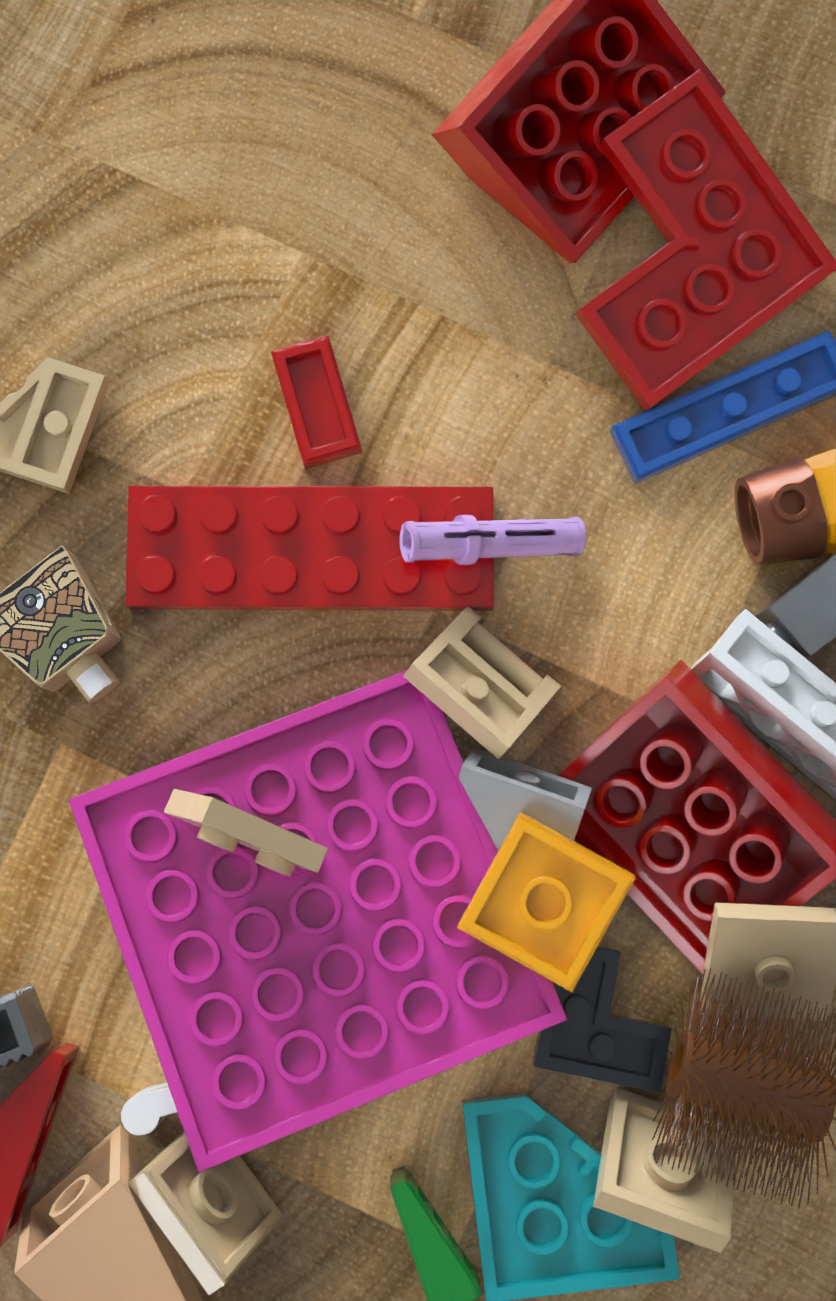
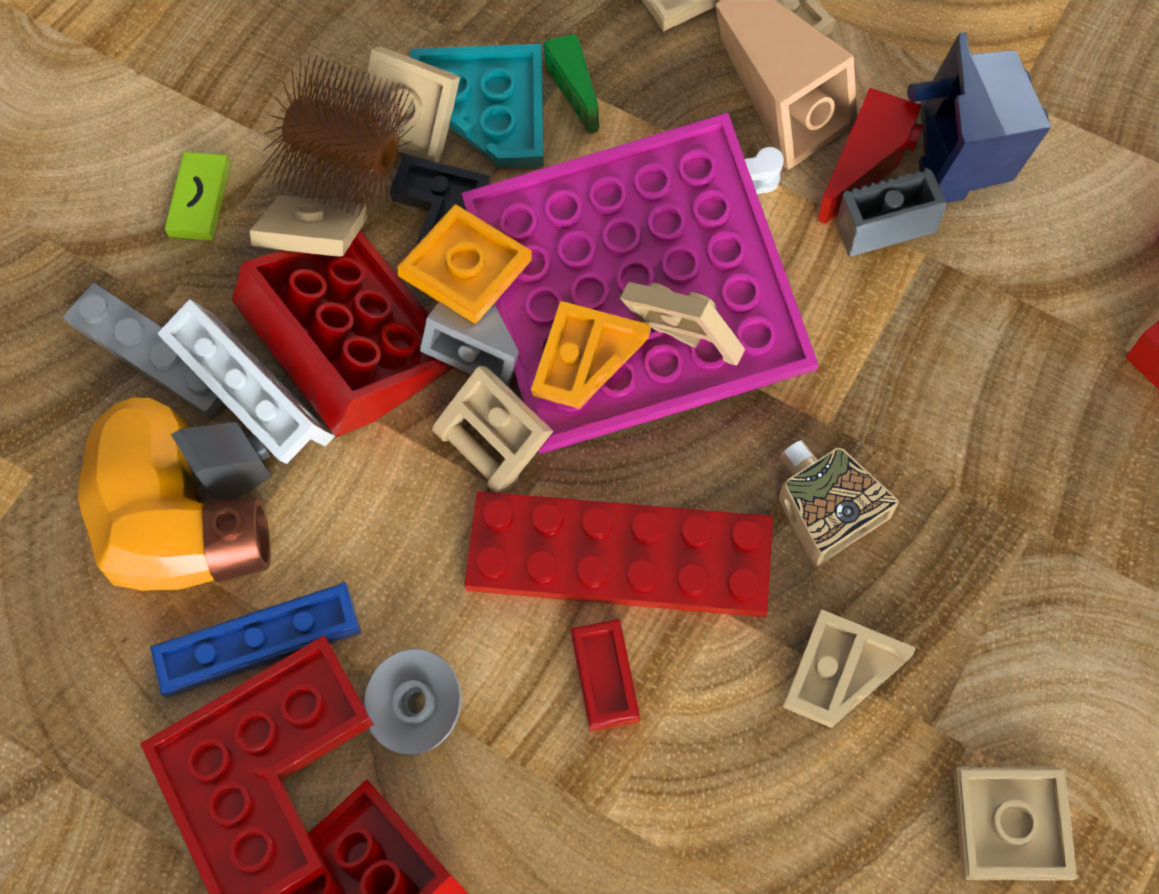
camera: 170 degrees left, 15 degrees down
(206, 1215) = (723, 87): tan plate -> none
(372, 784) = (584, 353): none -> light orange wing
(471, 539) = (487, 531): lavender pin -> none
(544, 321) = (392, 699): none -> light grey dish

